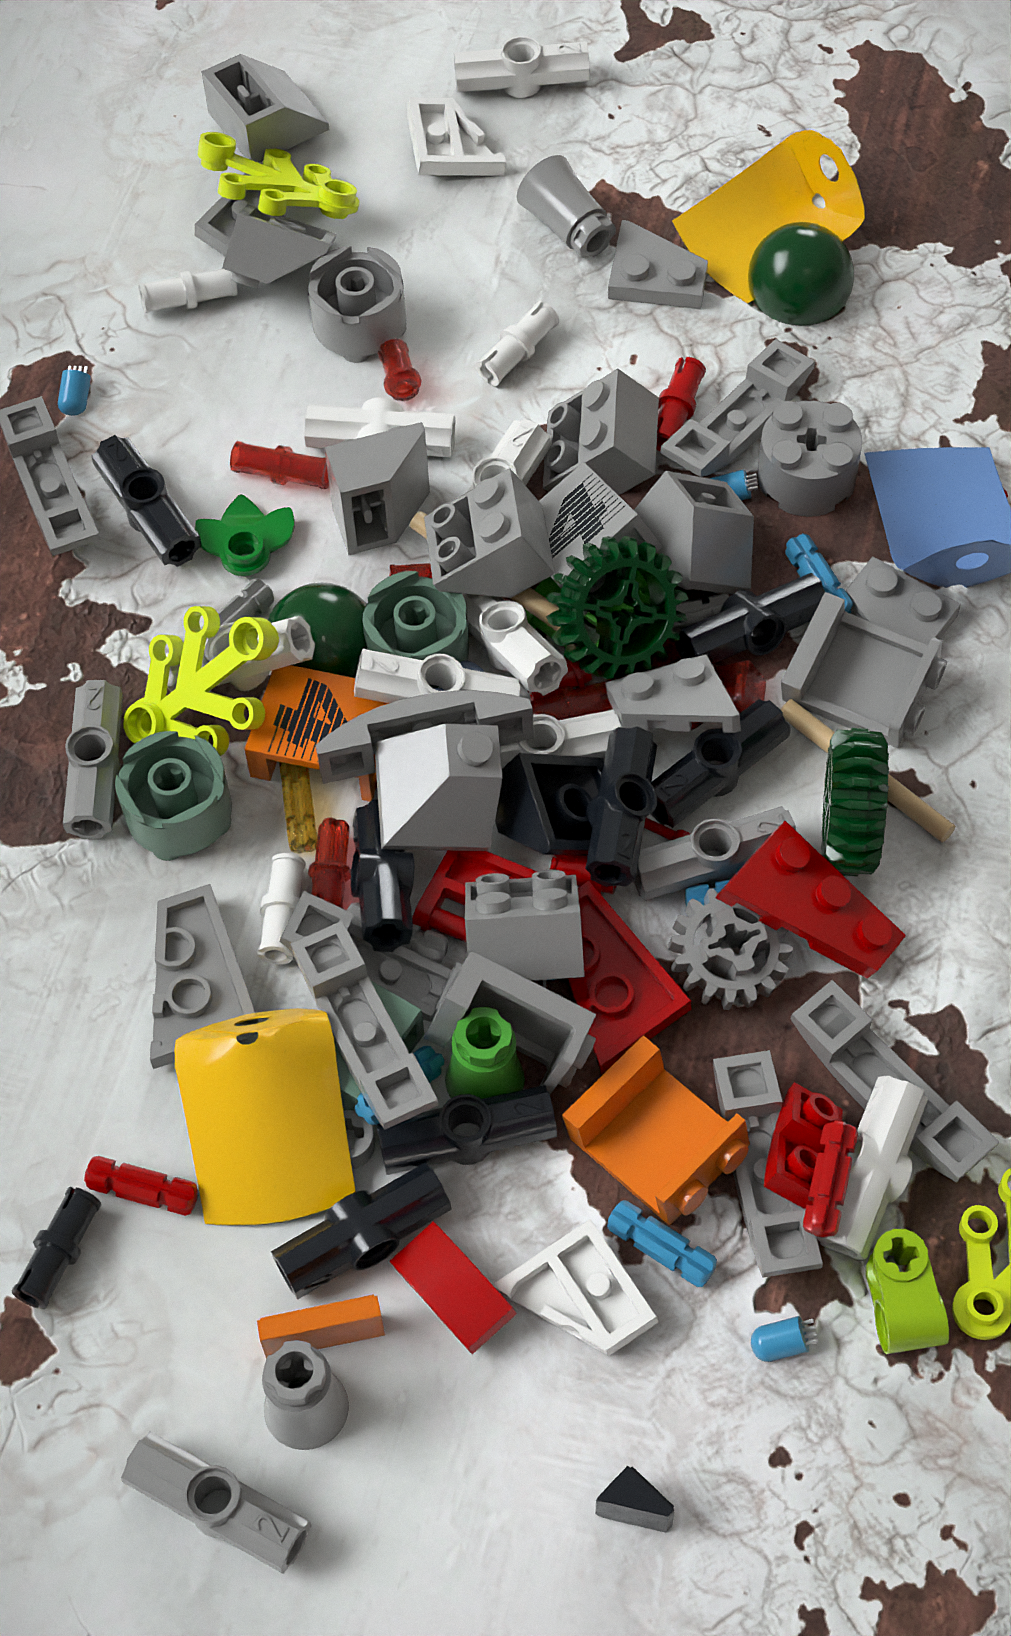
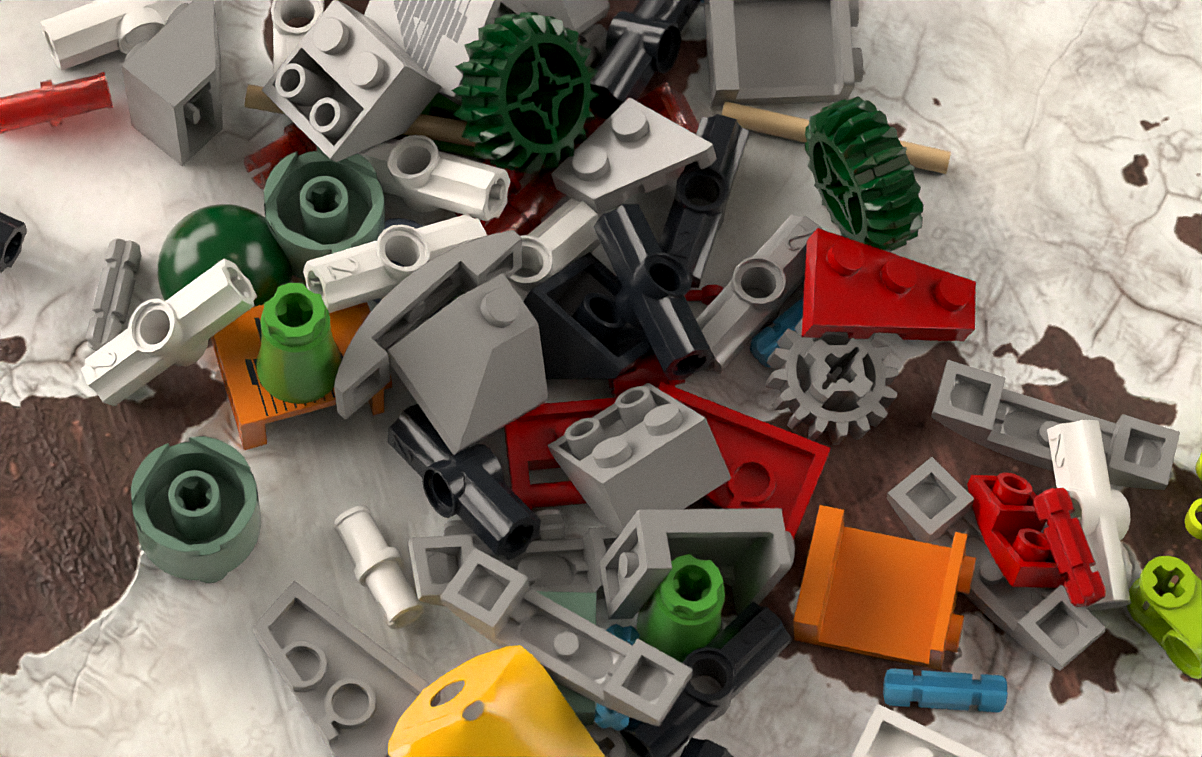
camera: 40 degrees left, 5 degrees up
(92, 783) = (98, 542): light grey piece -> none
(158, 712) = (149, 388): neon yellow plant -> none
(246, 531) = (58, 194): green plate -> none
(298, 808) = (321, 457): clear yellow axle -> none
(310, 700) = (297, 346): none -> bright green plant
(330, 865) = (395, 497): clear red axle -> none
(782, 1339) = (1101, 717): dark azure piece -> none

